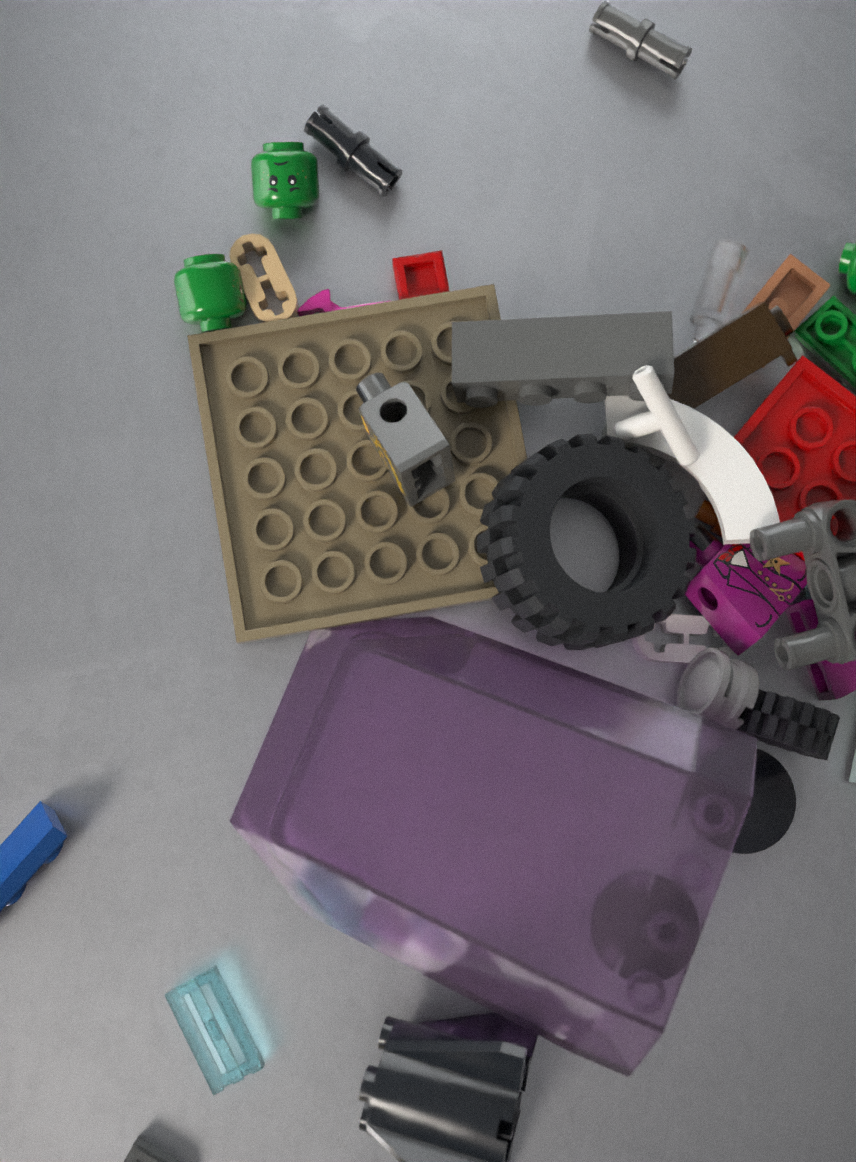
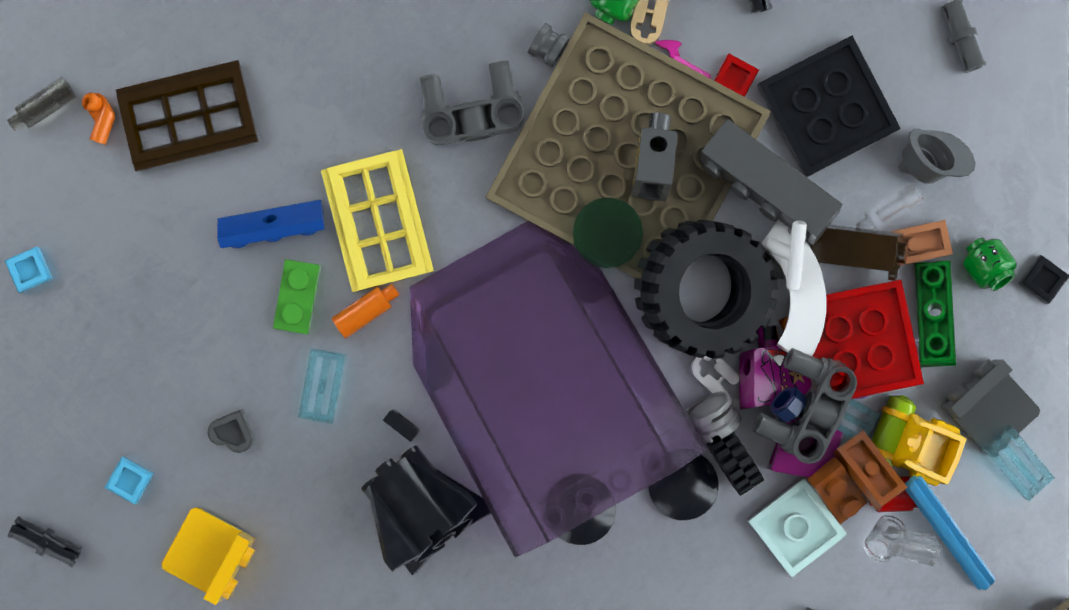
camera: 40 degrees right, 5 degrees up
(100, 944) = (296, 296): none -> bright green plate
(128, 773) = (377, 220): none -> light yellow piece
(149, 562) = (473, 119): none -> dark grey piece
(173, 407) = (548, 45): none -> dark grey wheel
(195, 895) = (364, 310): none -> orange cylinder
(349, 1002) = (401, 425): none -> black tile
(416, 570) = (607, 232): none -> clear green tile
(553, 229) = (828, 106): none -> black plate
(720, 194) = (935, 156): none -> dark grey piece
(800, 603) = (788, 404): none -> dark blue tile

